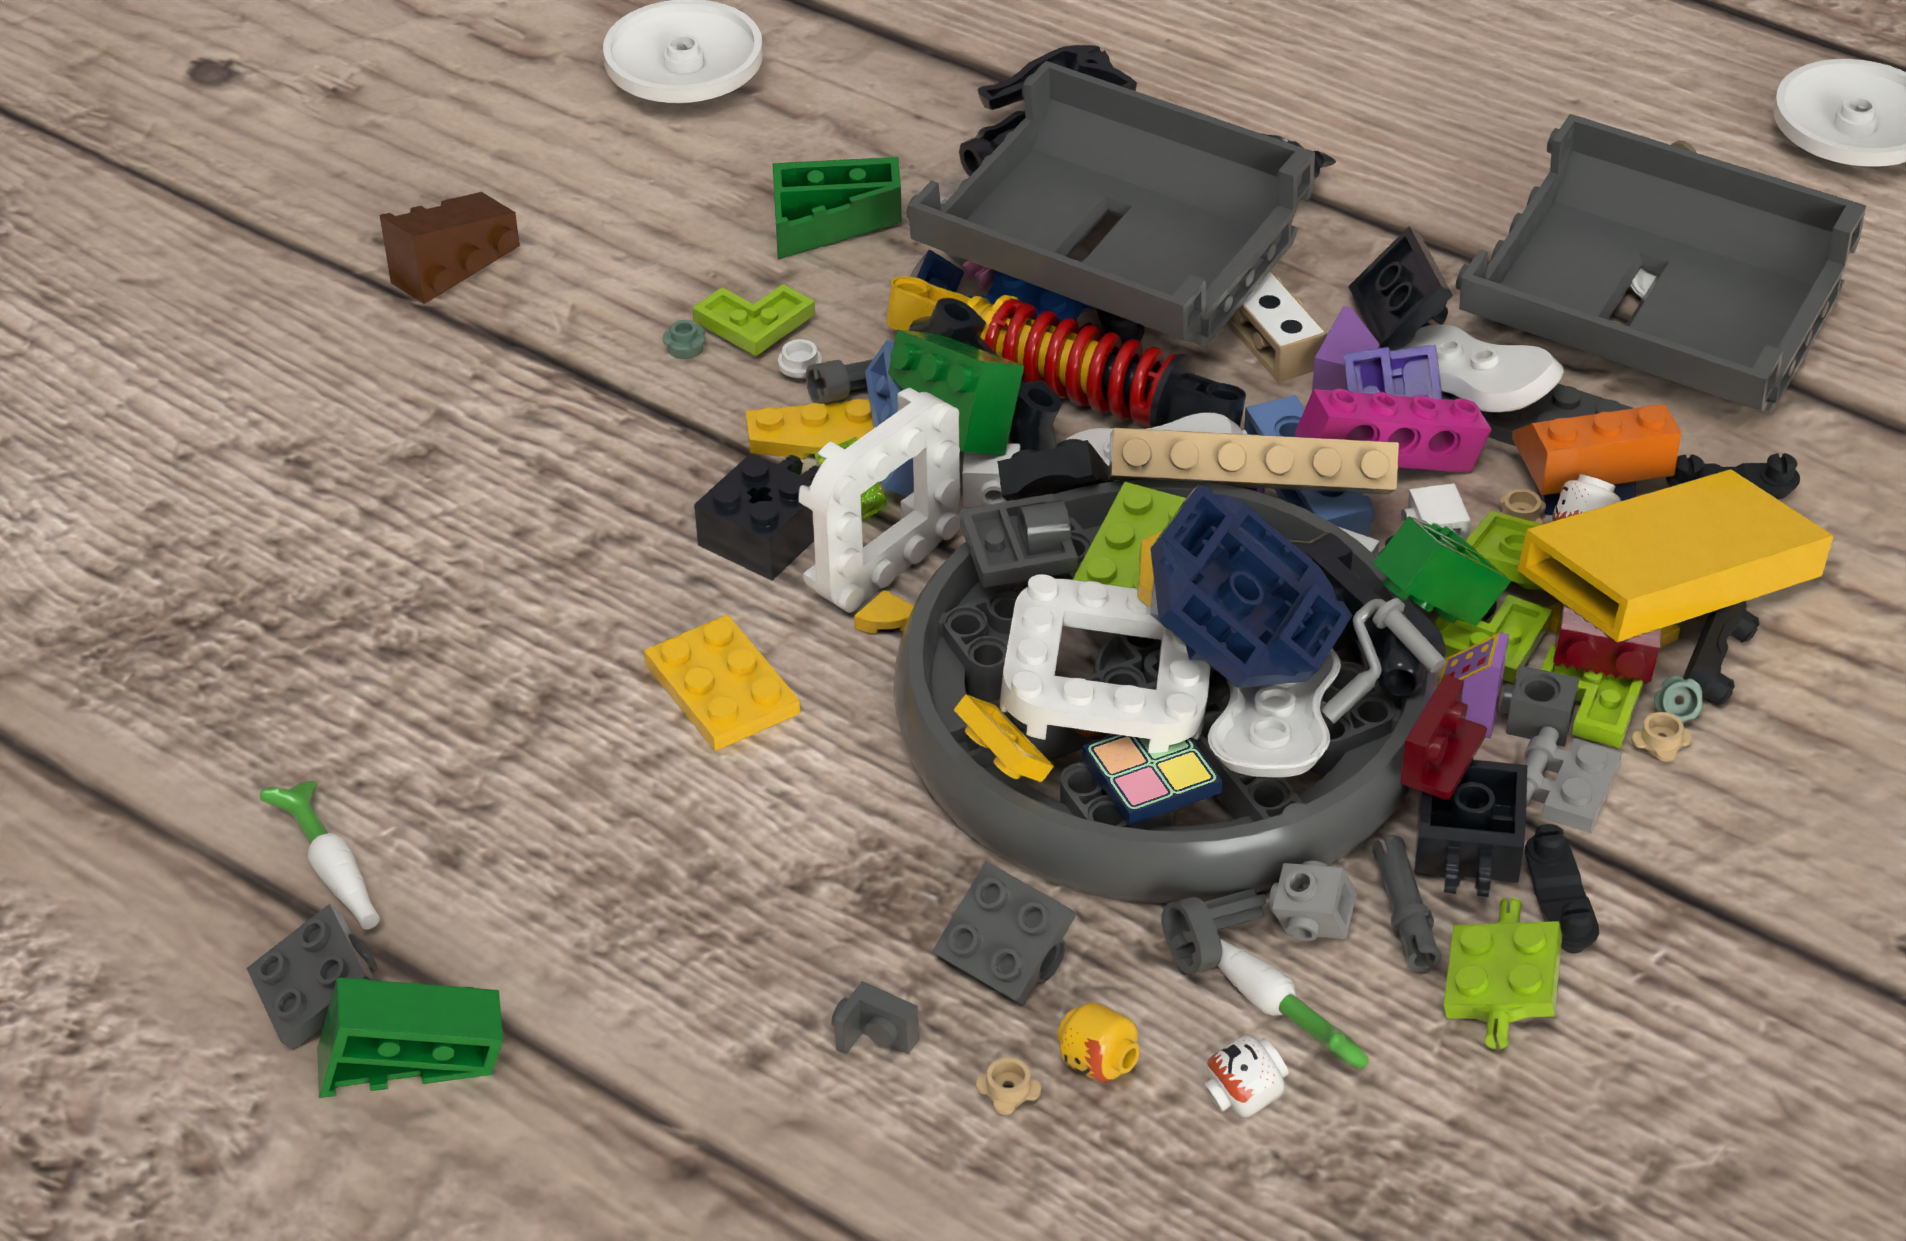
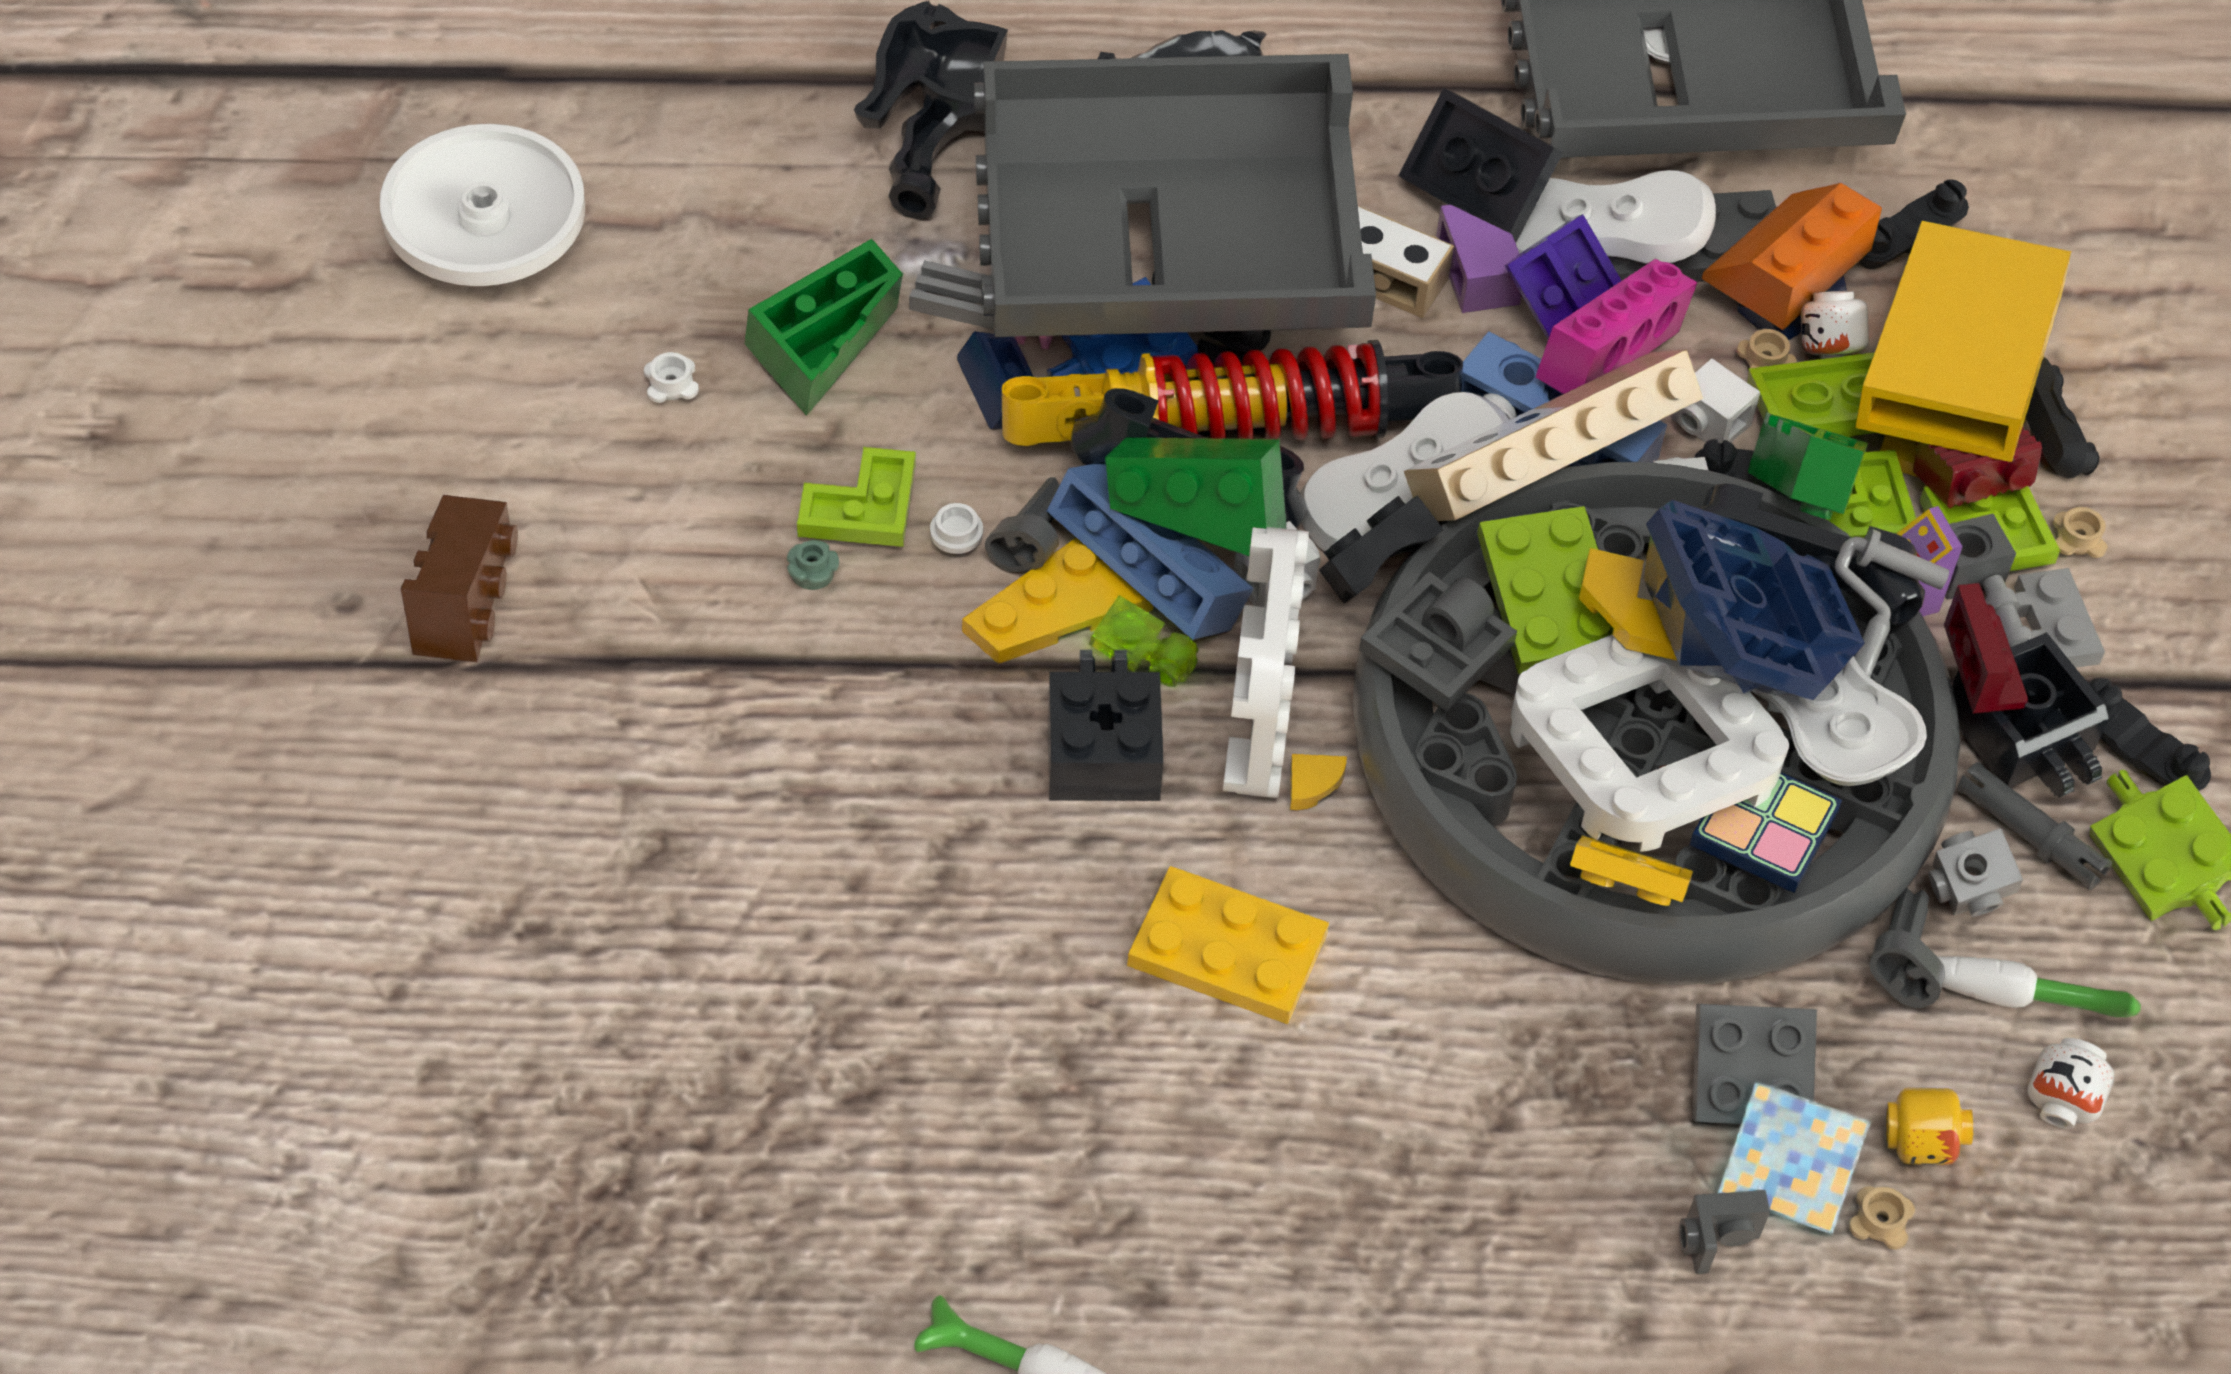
camera: 40 degrees left, 10 degrees up
(706, 197) = (670, 377): none -> white plate
(973, 1006) = (1797, 1155): none -> tile
(1688, 689) = (2068, 487): sand green plate -> none

